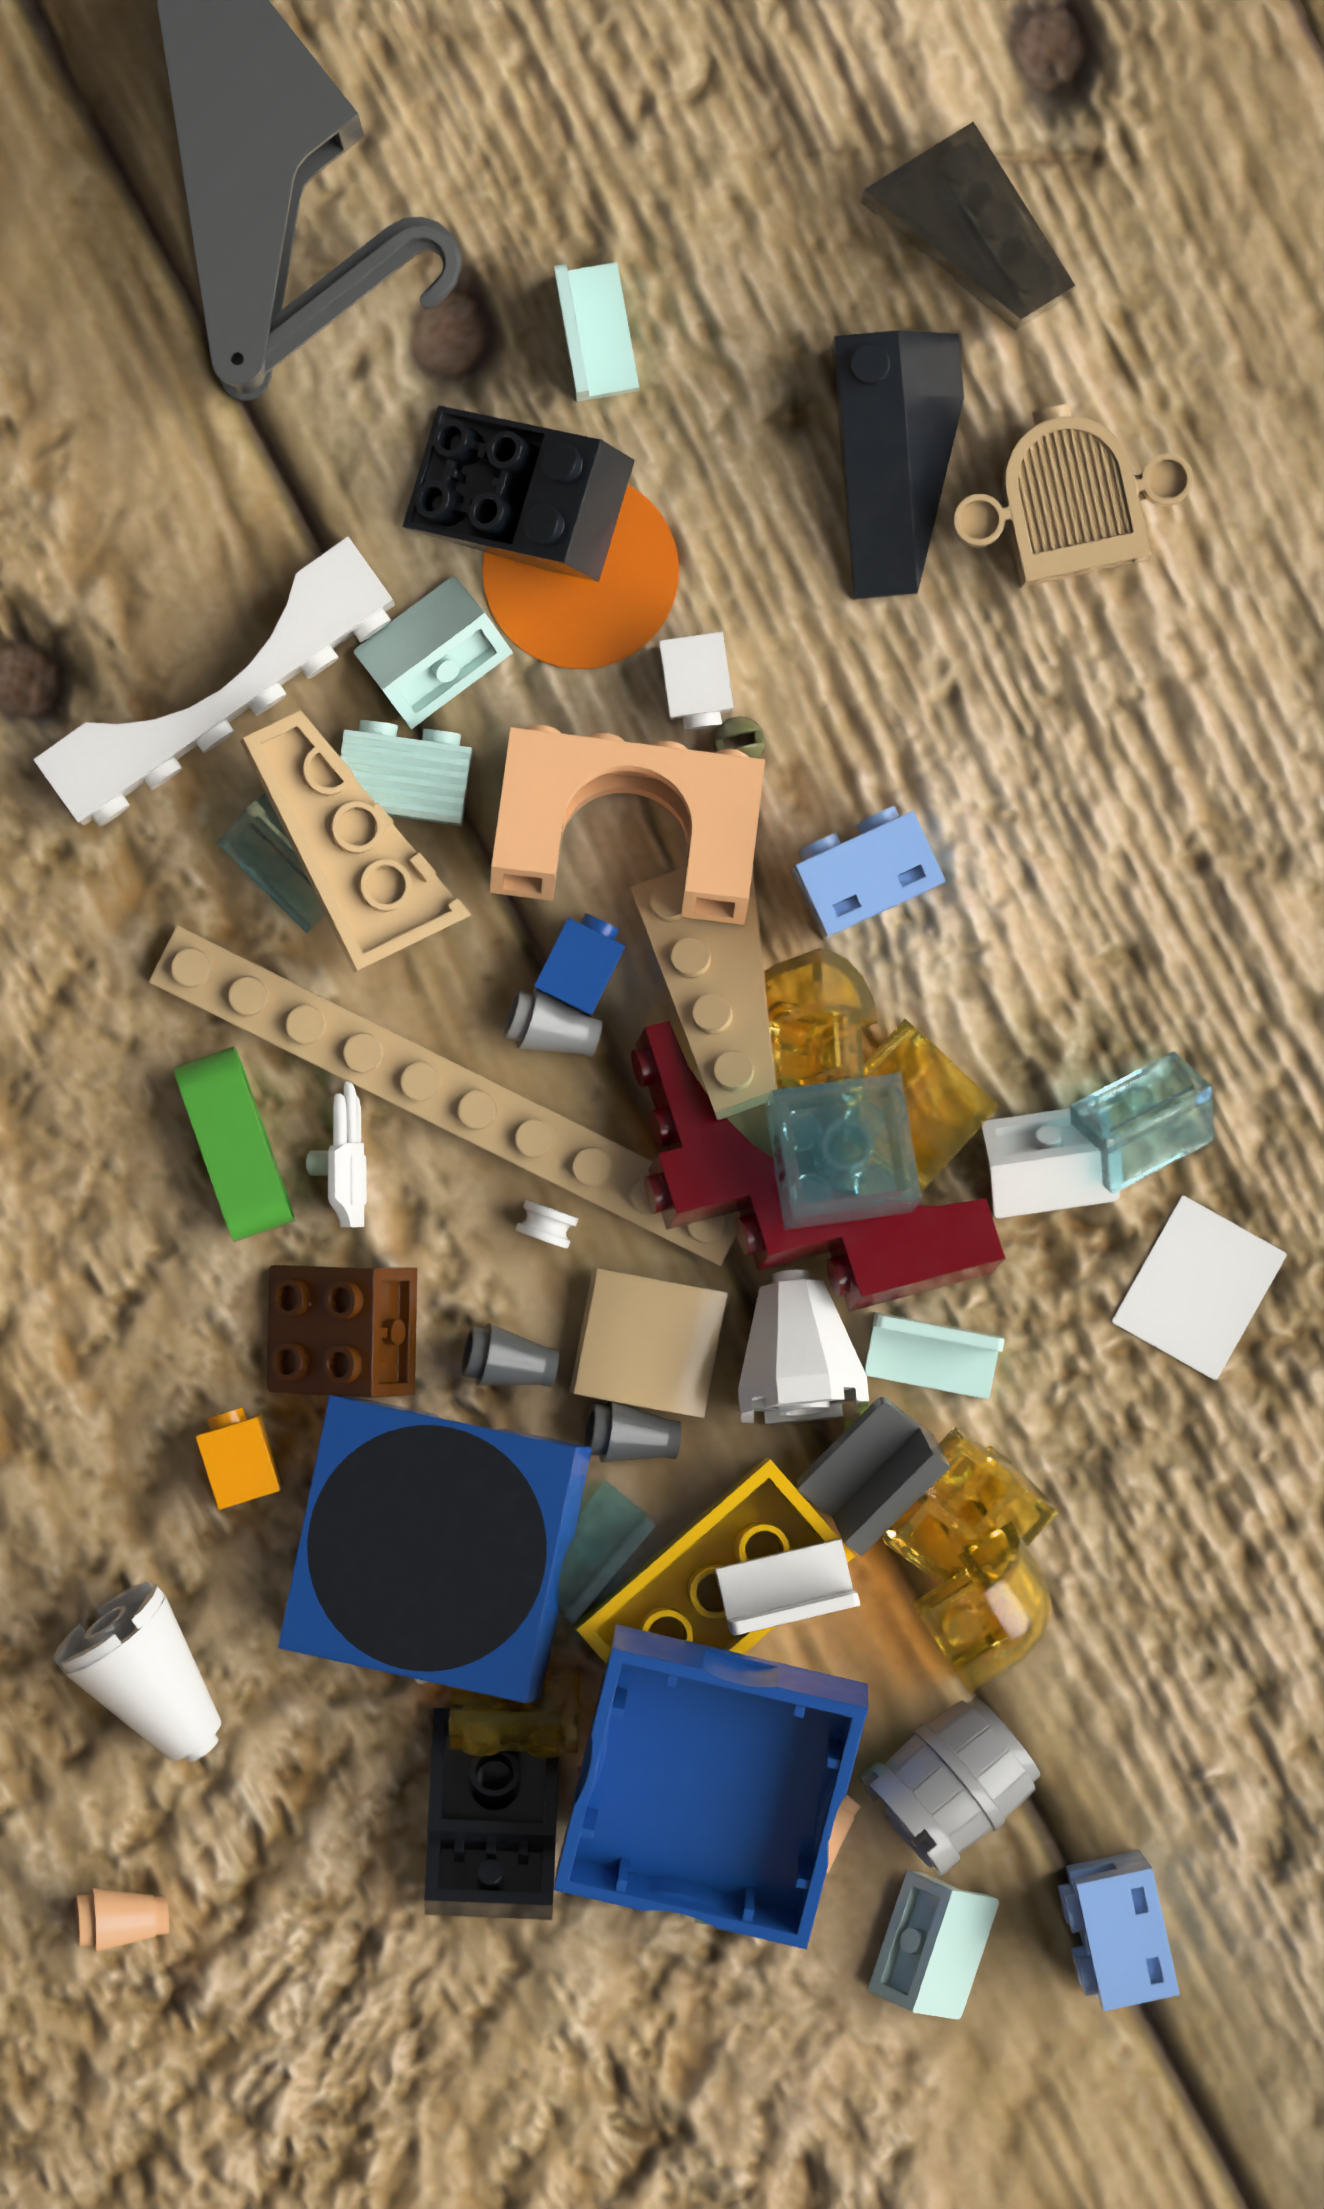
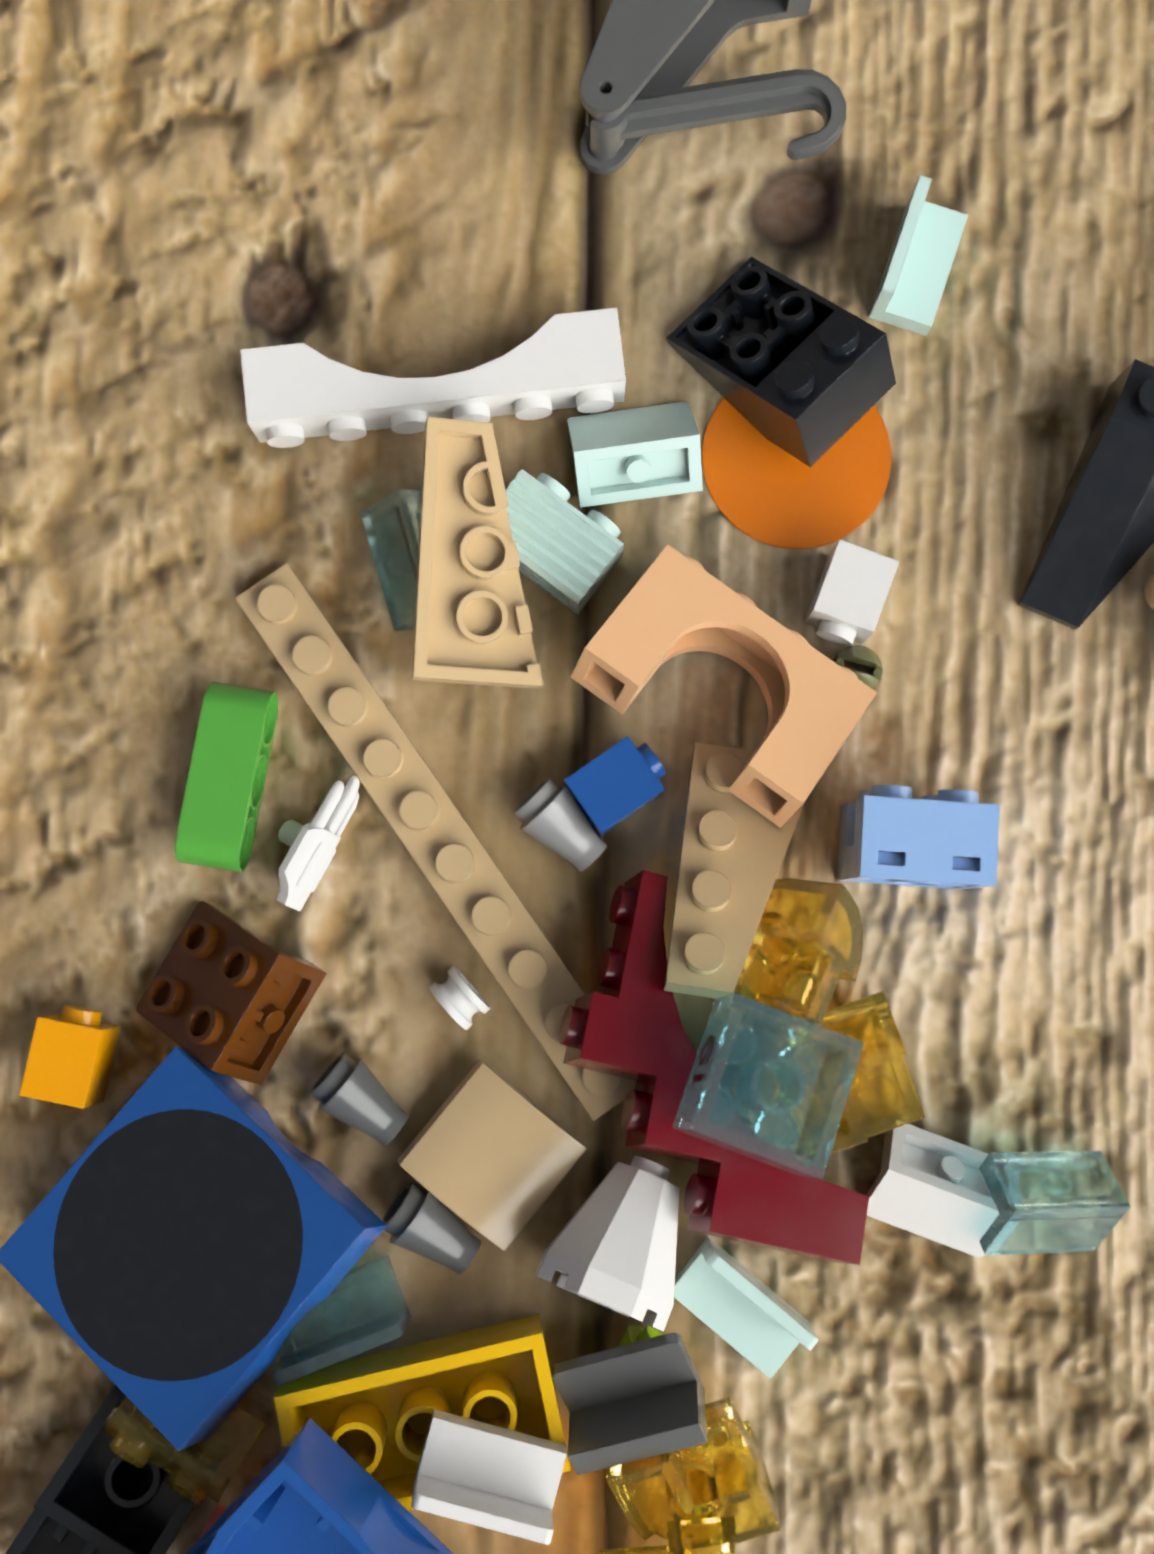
camera: 30 degrees right, 5 degrees down
(1199, 1287) = (1011, 1378): white sticker -> none

